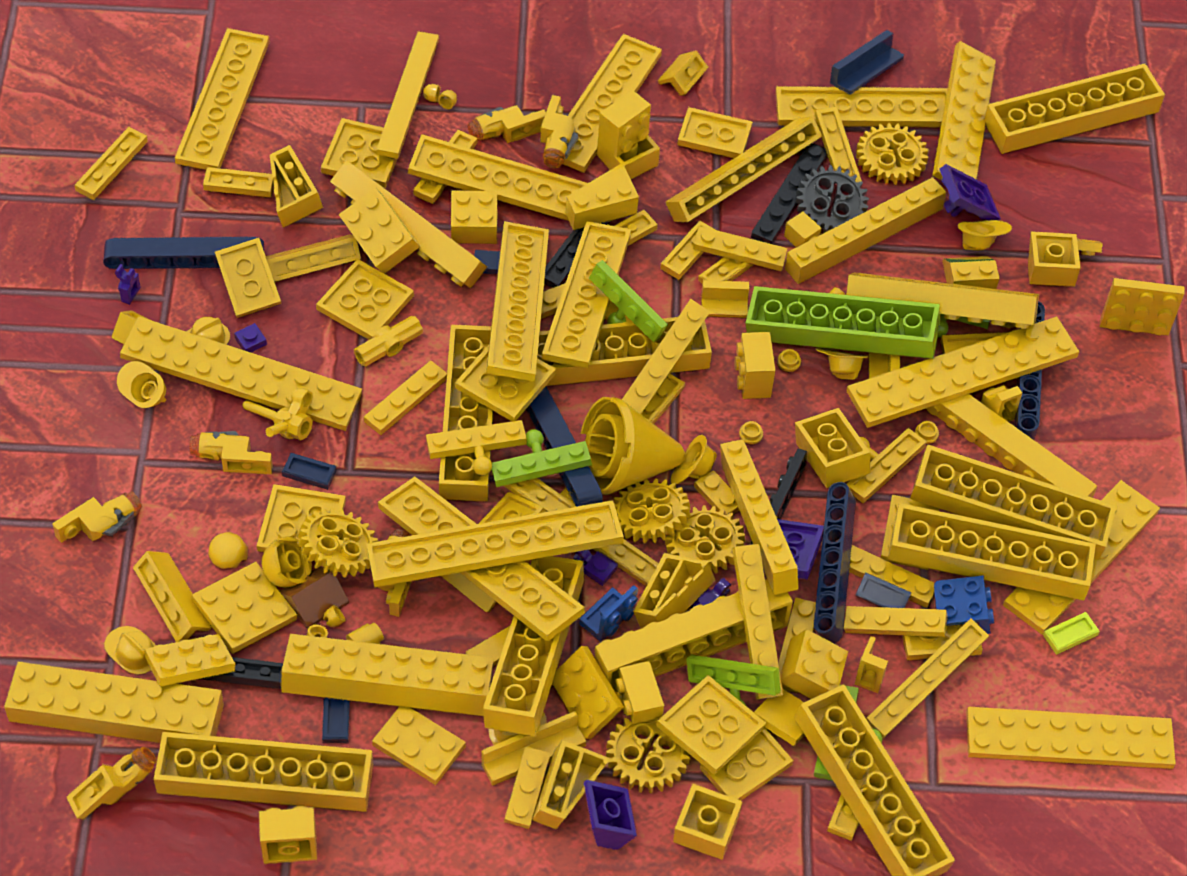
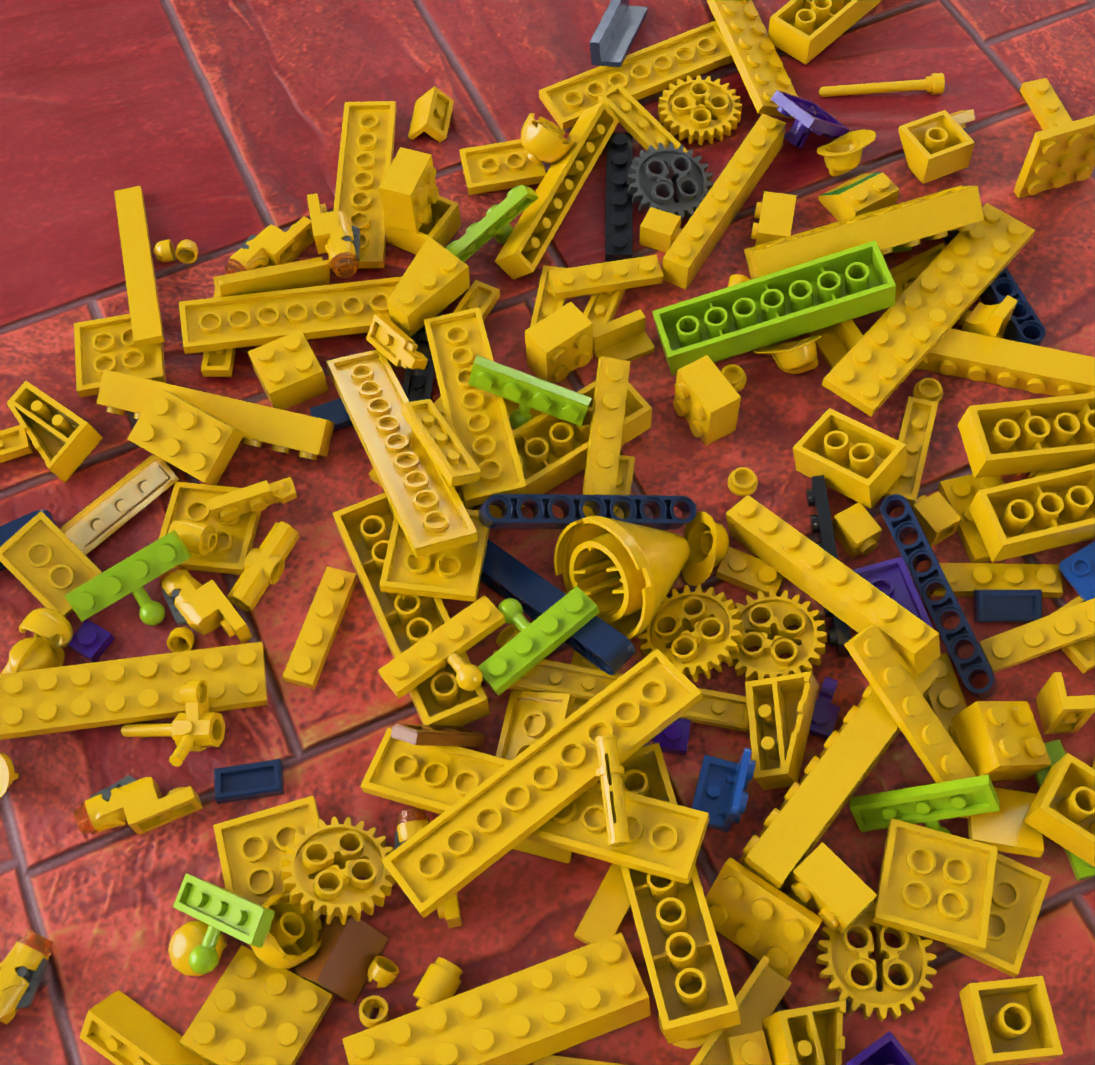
camera: 20 degrees left, 5 degrees up
(229, 316) = (48, 624): none -> yellow hair
(252, 530) = (223, 913): none -> lime plate
(296, 307) = (129, 578): none -> lime plate
(306, 362) = (175, 639): none -> yellow hinge
(333, 347) = (201, 605): none -> yellow plate
(350, 299) = (196, 536): none -> yellow brick
(402, 291) = (251, 498): none -> yellow hinge
(443, 492) = (437, 735): none -> dark orange tile
(499, 146) = (273, 278): none -> yellow panel
(534, 555) = (608, 754): none -> yellow pin
(546, 308) = (441, 442): none -> yellow plate
(558, 230) = (395, 344): none -> yellow hinge
(614, 388) = (573, 510): none -> dark blue beam
(674, 280) = (559, 343): none -> yellow brick
(679, 173) = (494, 224): none -> lime plate
(752, 127) = (544, 140): none -> yellow cylinder
(808, 498) = (856, 530): none -> yellow brick
(869, 516) = (936, 517): none -> yellow brick
(895, 259) = (774, 217): none -> yellow brick
(1091, 211) = (933, 84): none -> yellow piece
(1172, 263) = (1044, 103): none -> yellow plate

